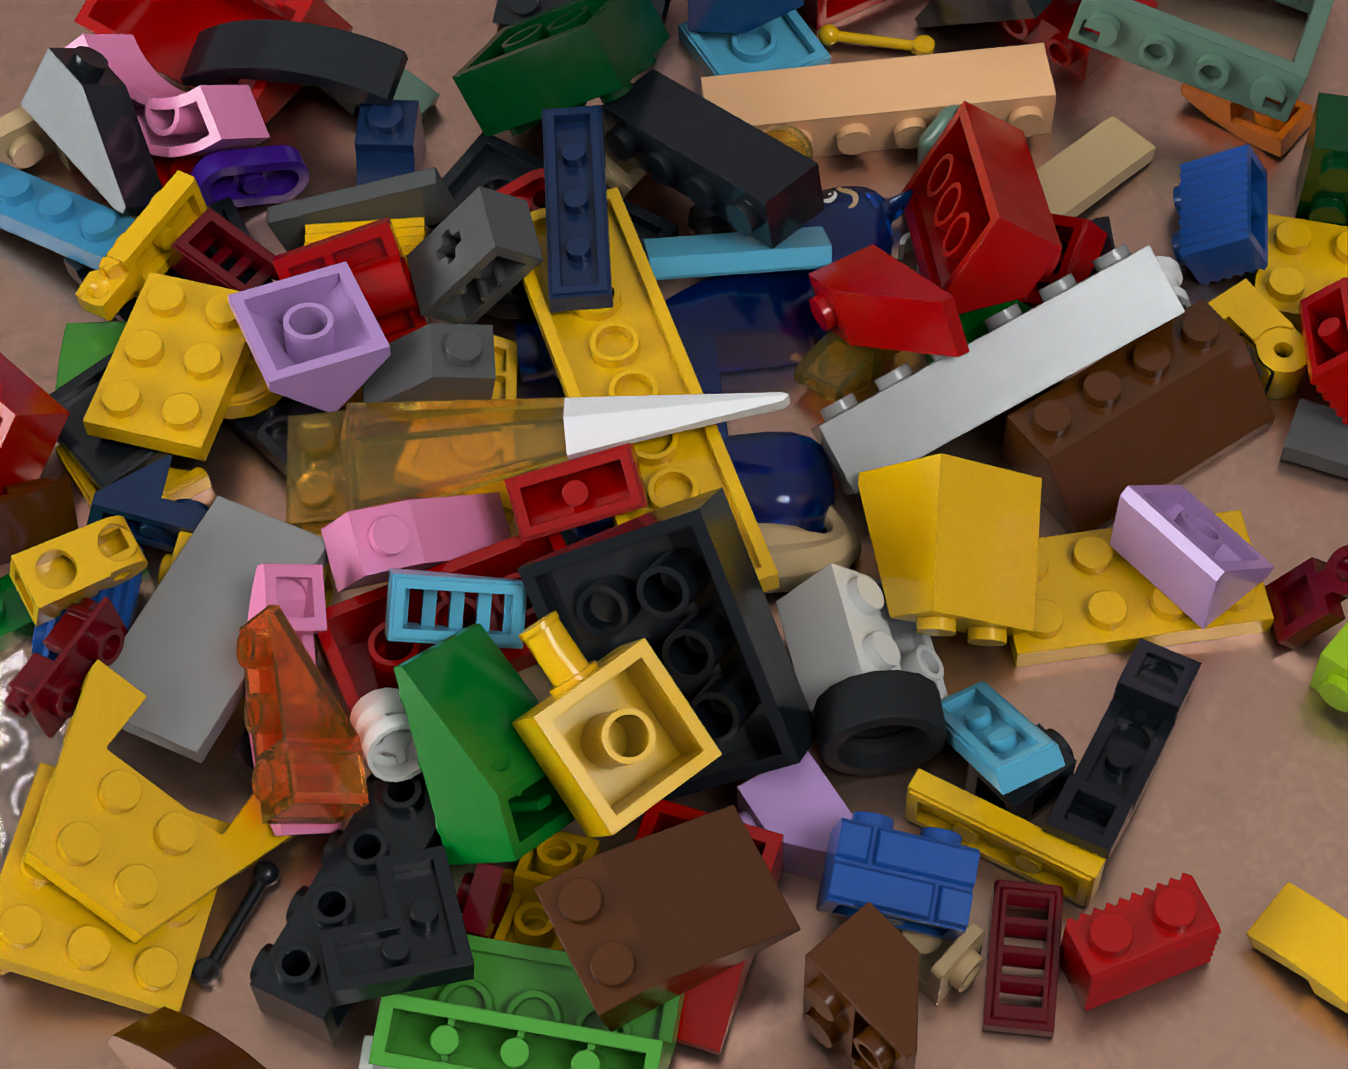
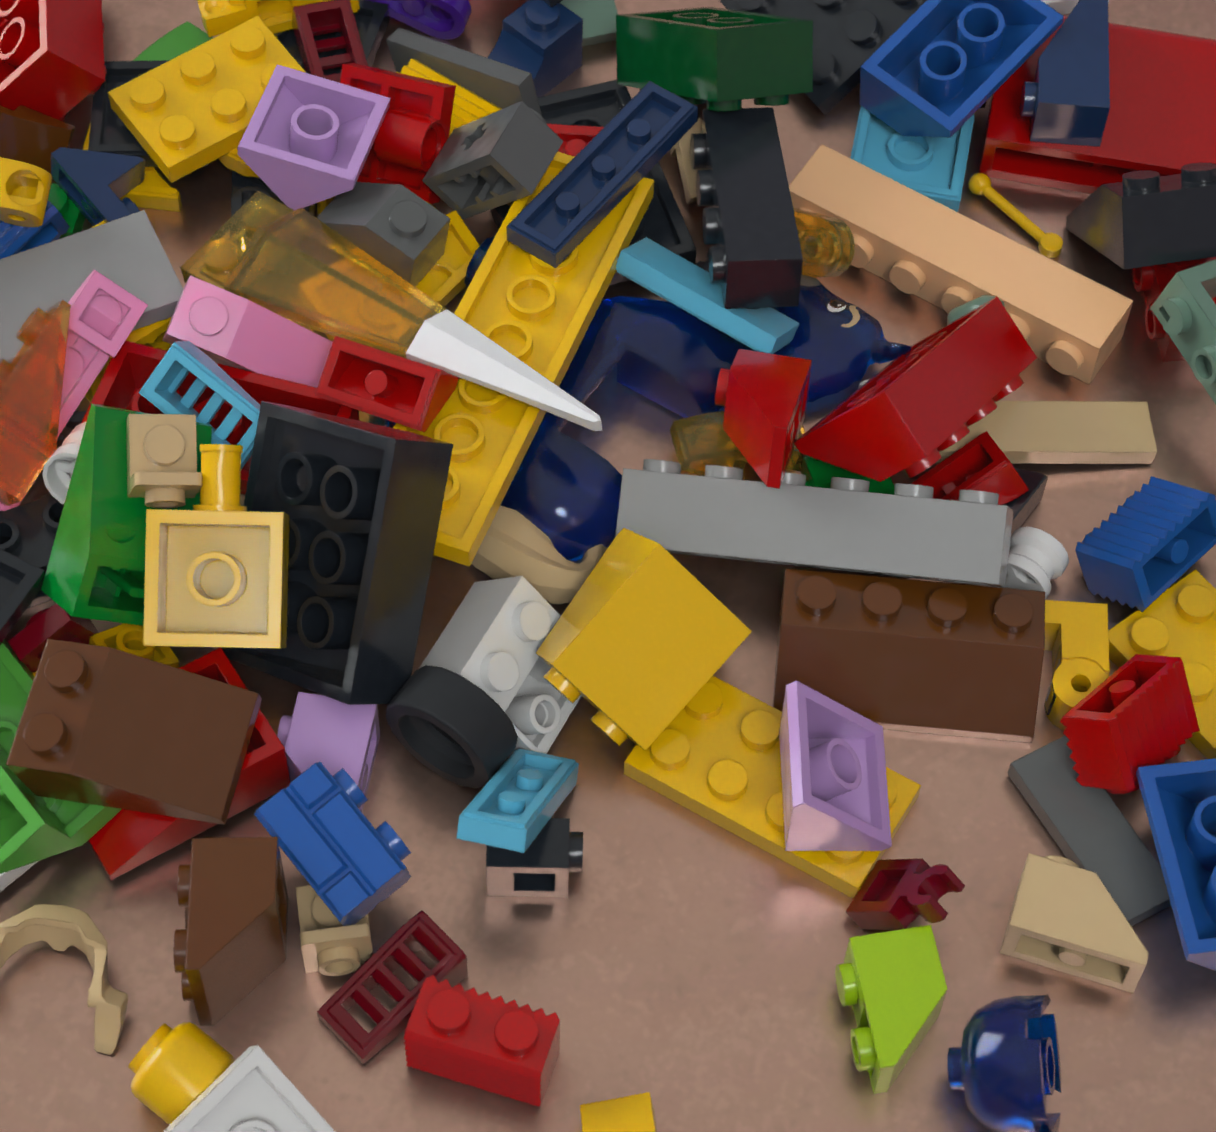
camera: 35 degrees right, 0 degrees up
(488, 673) = (162, 459): none -> tan bracket
(1004, 837) = (466, 889): yellow tile -> none
(1124, 749) = (624, 900): black slope -> none

